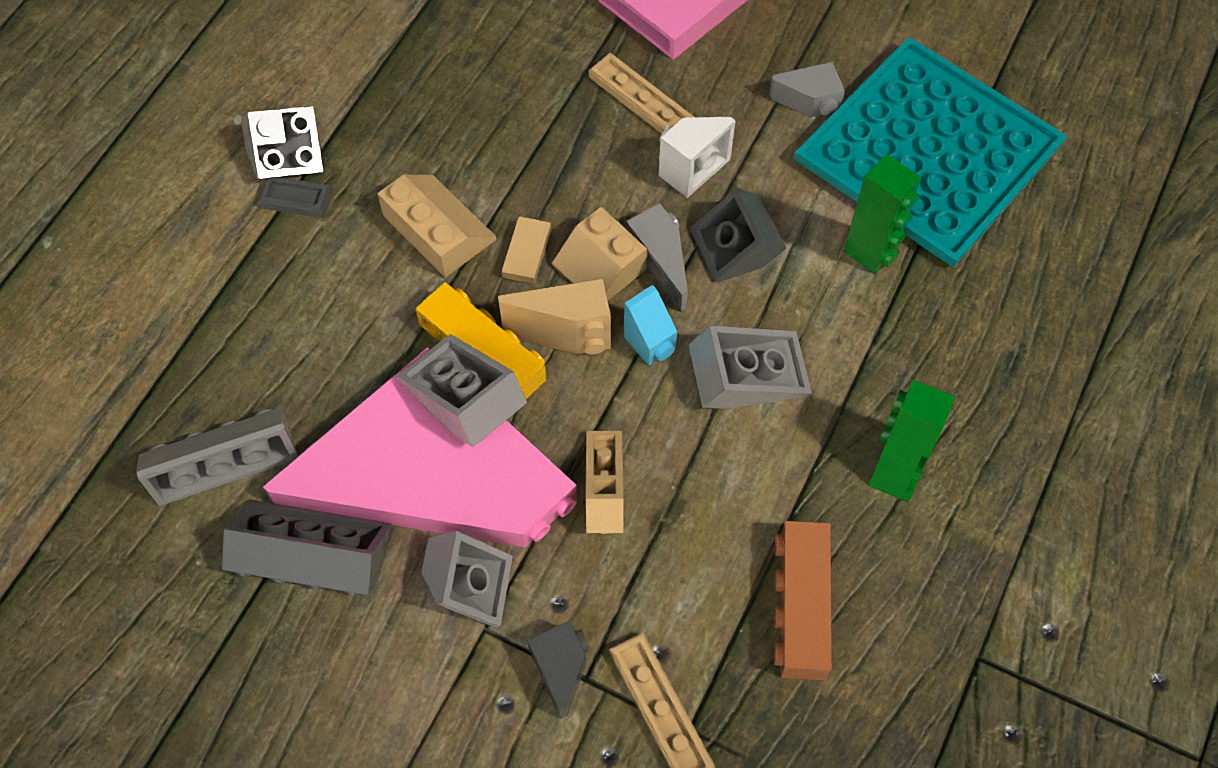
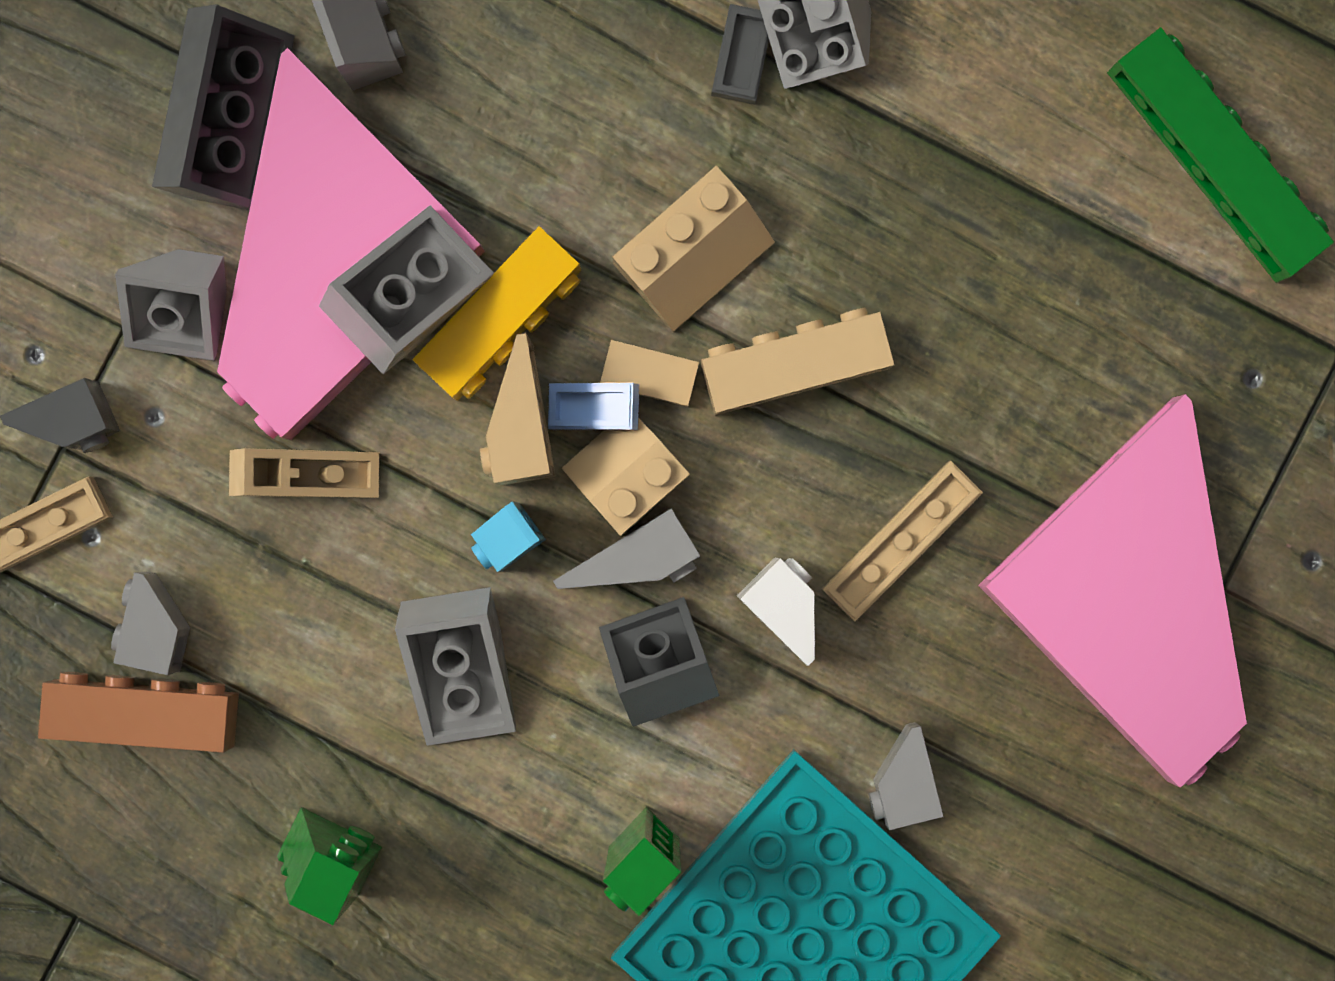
camera: 90 degrees right, 25 degrees up
(521, 156) = (796, 362): none -> tan brick
(551, 266) = (593, 406): none -> light blue tile
(732, 591) = (152, 627): none -> light grey slope

